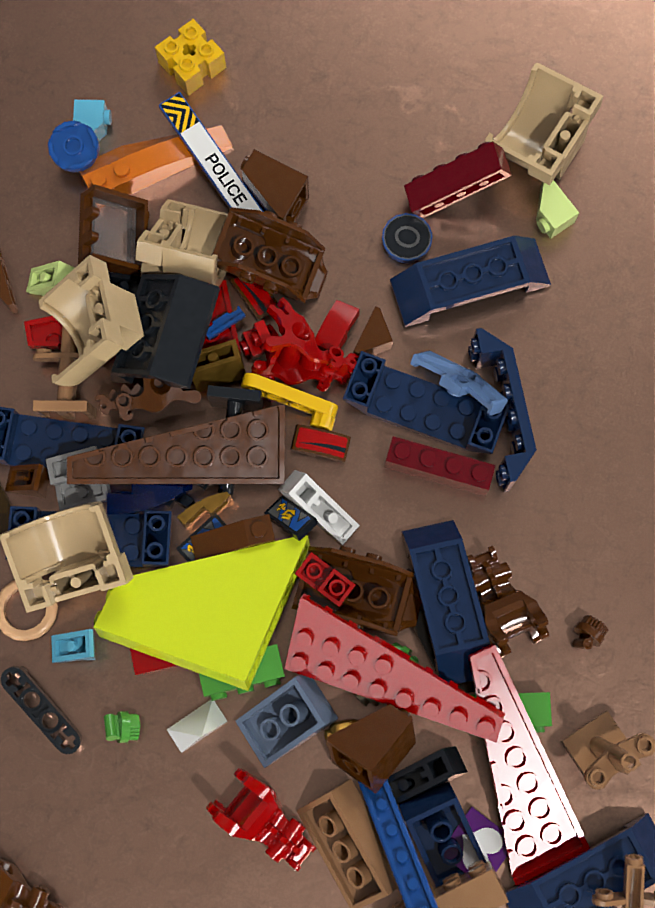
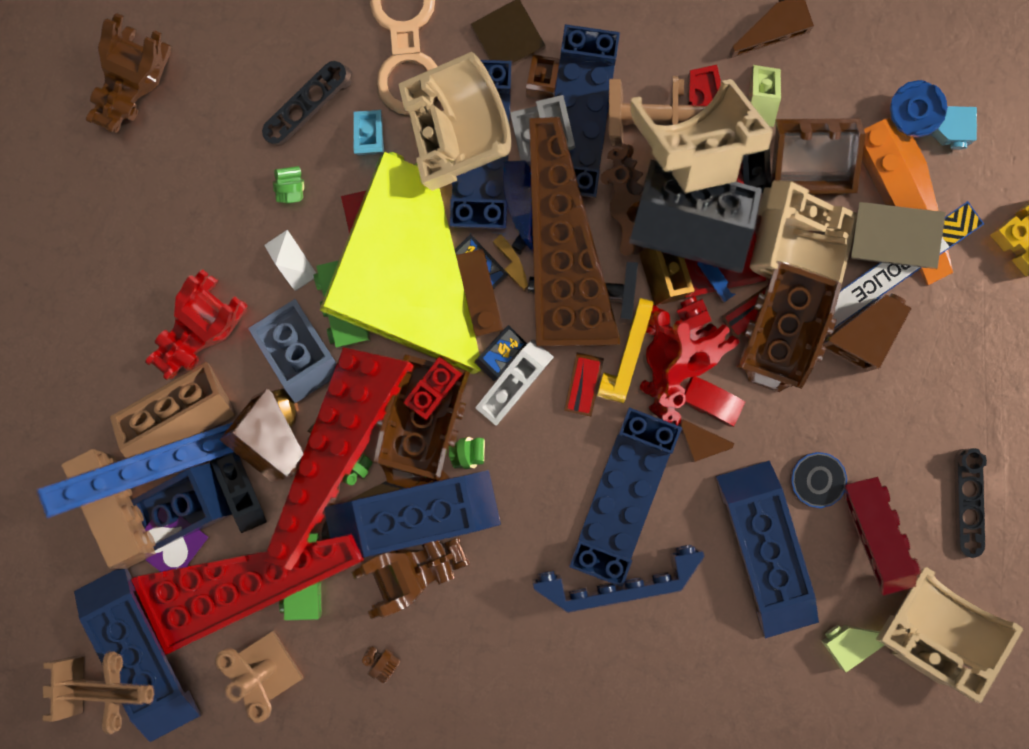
camera: 90 degrees right, 10 degrees up
(188, 163) = (898, 235): none -> dark tan tile
(387, 547) = (467, 453): none -> bright green piece
(391, 118) = (975, 502): none -> black beam
(439, 466) = (557, 511): dark red brick -> none
(461, 380) = (650, 535): medium blue plate -> none

